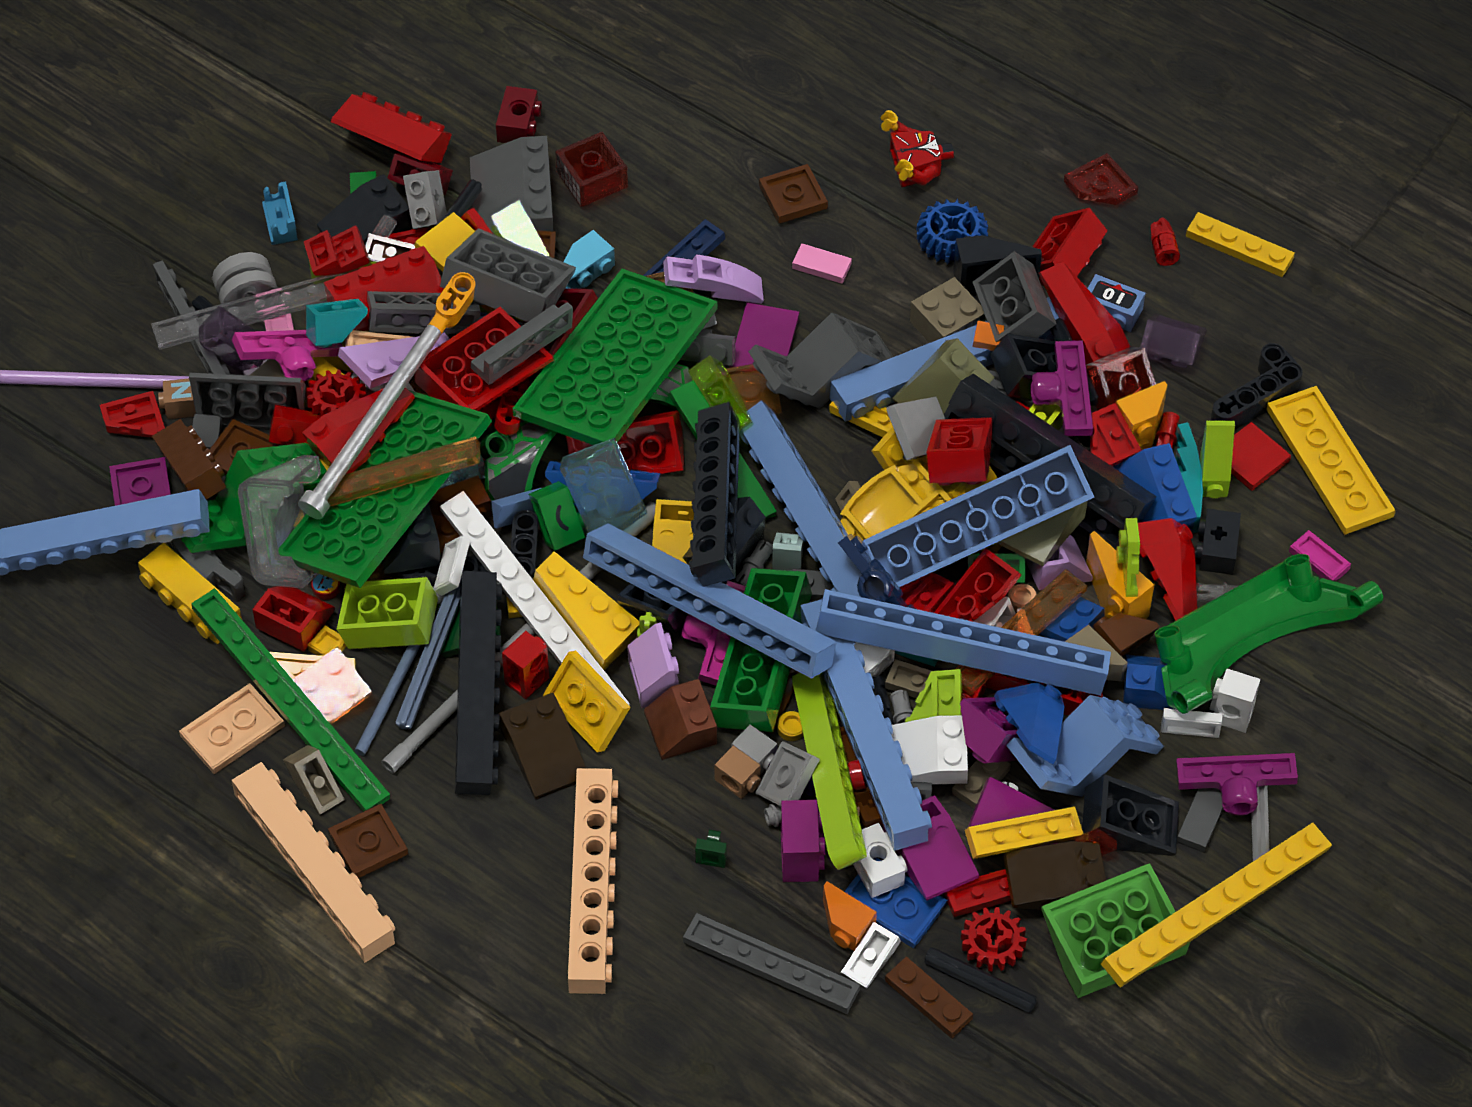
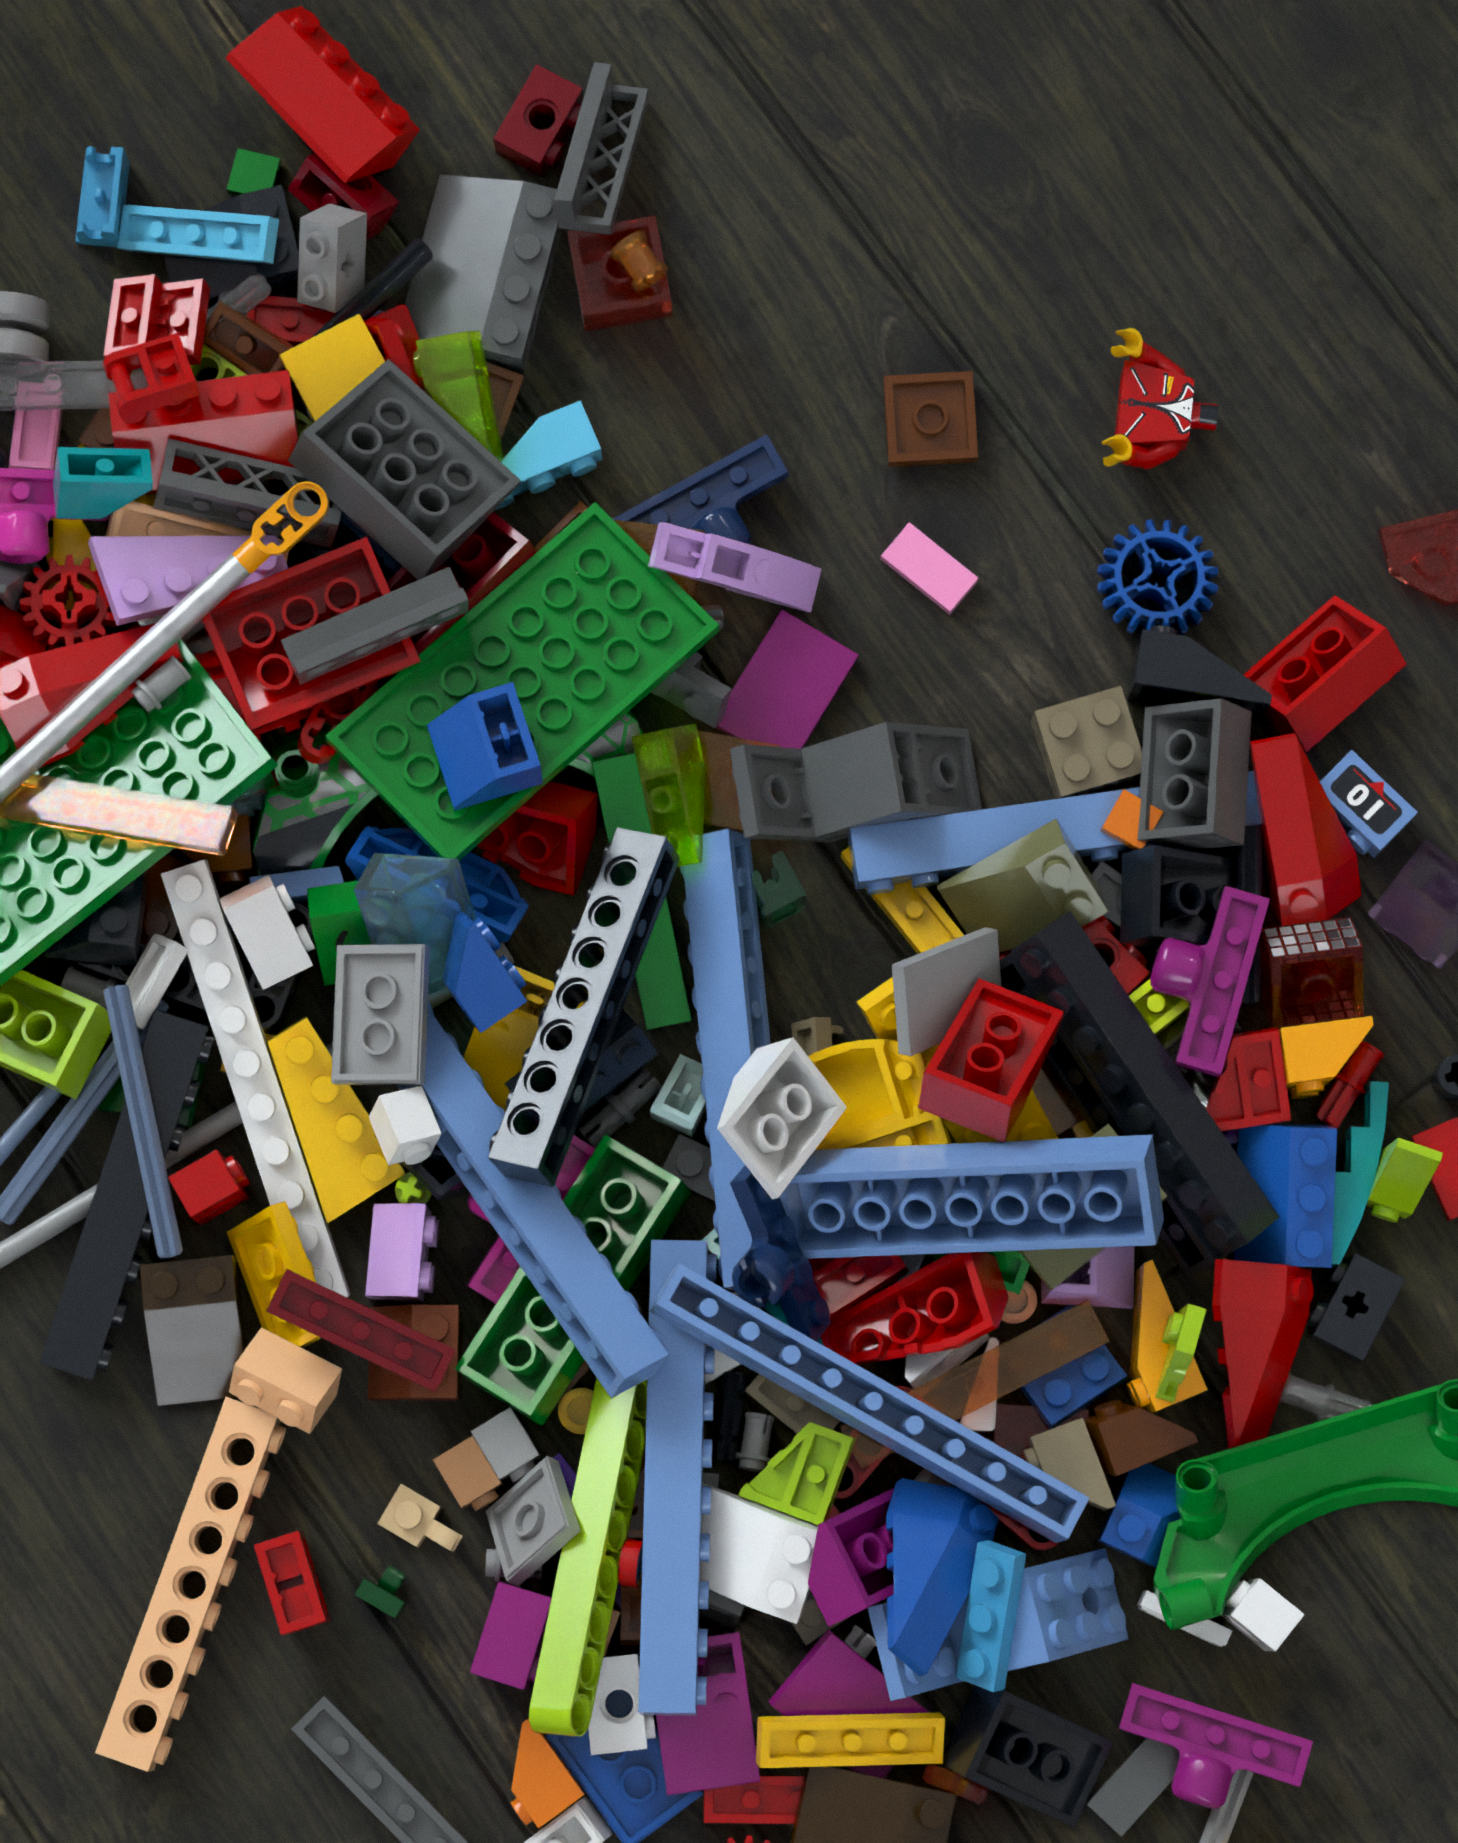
camera: 20 degrees right, 25 degrees up
(344, 208) = (198, 233): none -> medium azure plate
(347, 262) = (165, 371): none -> red plate
(403, 411) = (160, 684): none -> light grey pin
(476, 629) = (143, 1121): none -> sand blue axle
(513, 516) = (267, 932): none -> white brick
(554, 119) = (586, 145): none -> dark grey fence
(598, 532) = (380, 1014): none -> light grey tile
(602, 148) = (639, 261): none -> clear orange bush
(610, 378) = (485, 747): none -> blue slope
(610, 748) = (285, 1380): none -> light nougat brick
(633, 582) = (405, 1126): none -> white brick
(647, 695) = (360, 1330): none -> dark red plate
(648, 491) = (478, 979): none -> blue slope
(654, 856) = (292, 1582): none -> red brick
(714, 808) = (415, 1517): none -> tan plate
(805, 425) = (780, 896): none -> clear green hinge
(852, 504) = (778, 1113): none -> white slope
(1079, 732) = (991, 1615): none -> dark azure plate

